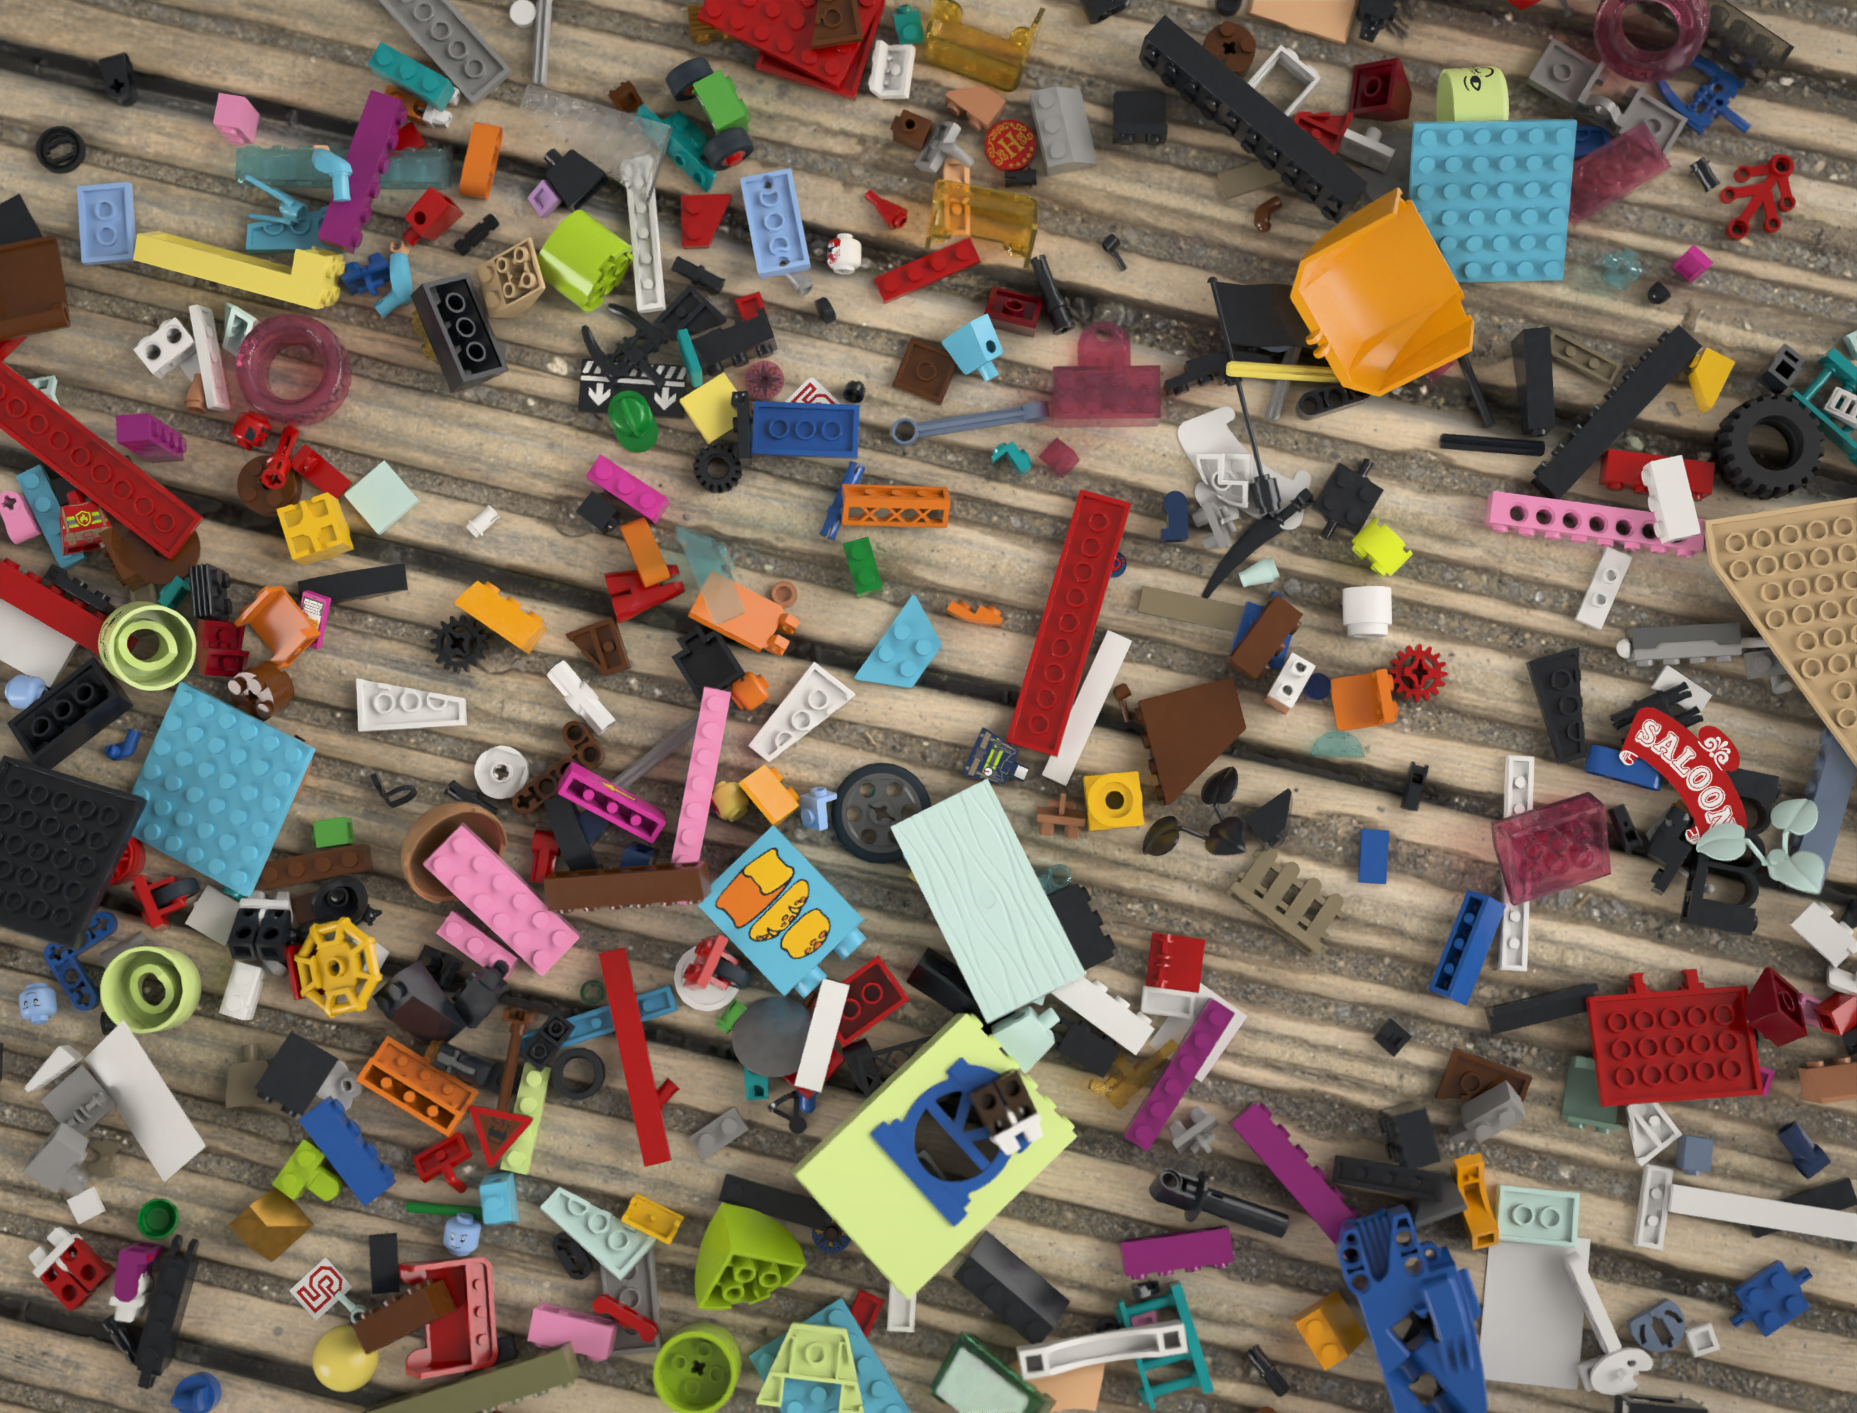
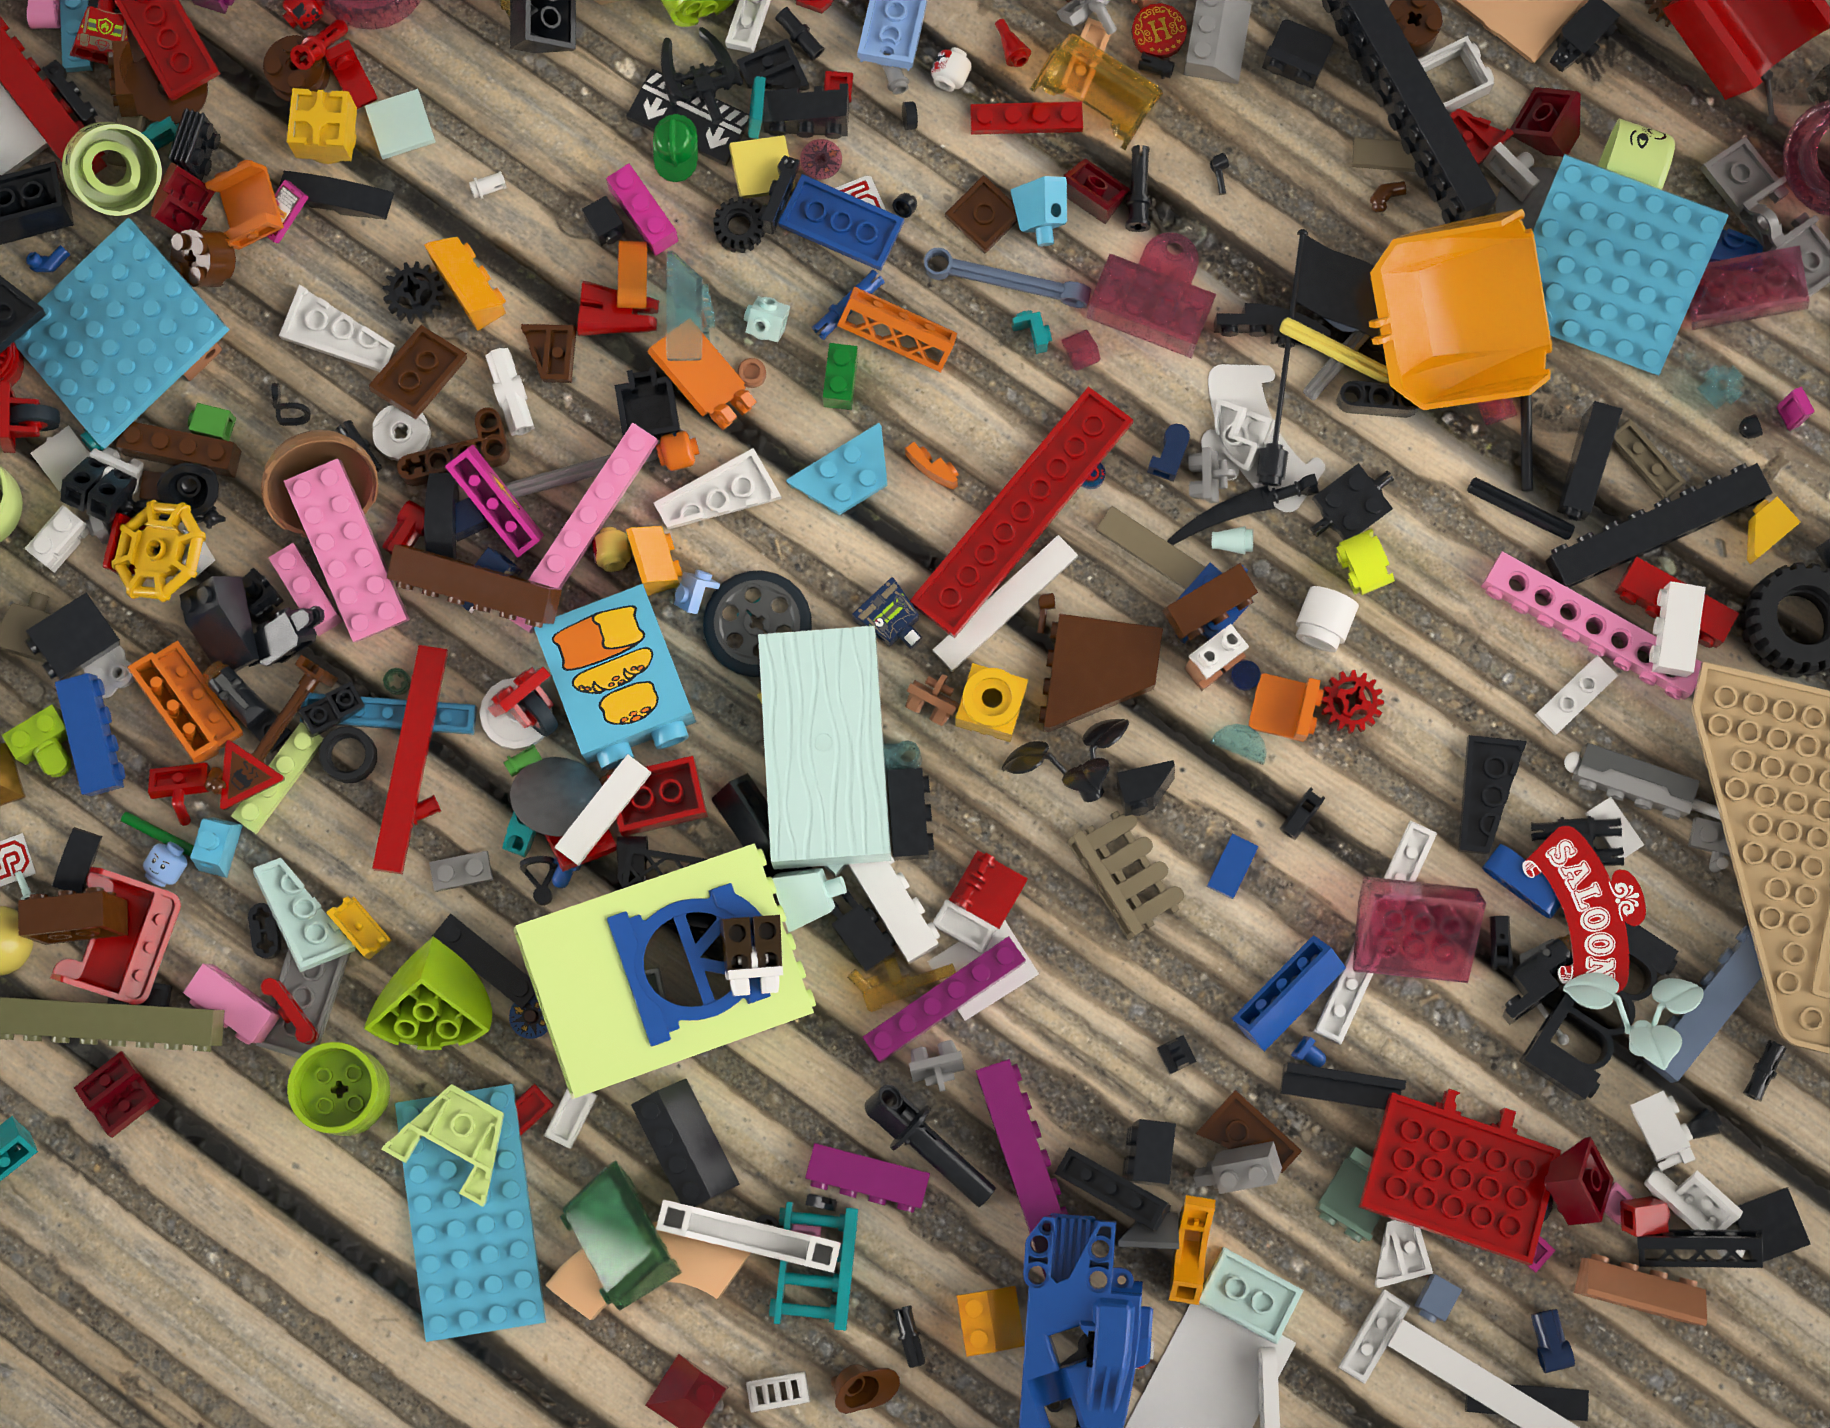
camera: 20 degrees right, 5 degrees down
(474, 1147) = (214, 781): none -> reddish brown arm
(494, 714) = (418, 372): none -> reddish brown plate
(777, 543) = (766, 318): none -> light aqua brick
(1501, 989) = (1307, 1051): none -> blue piece

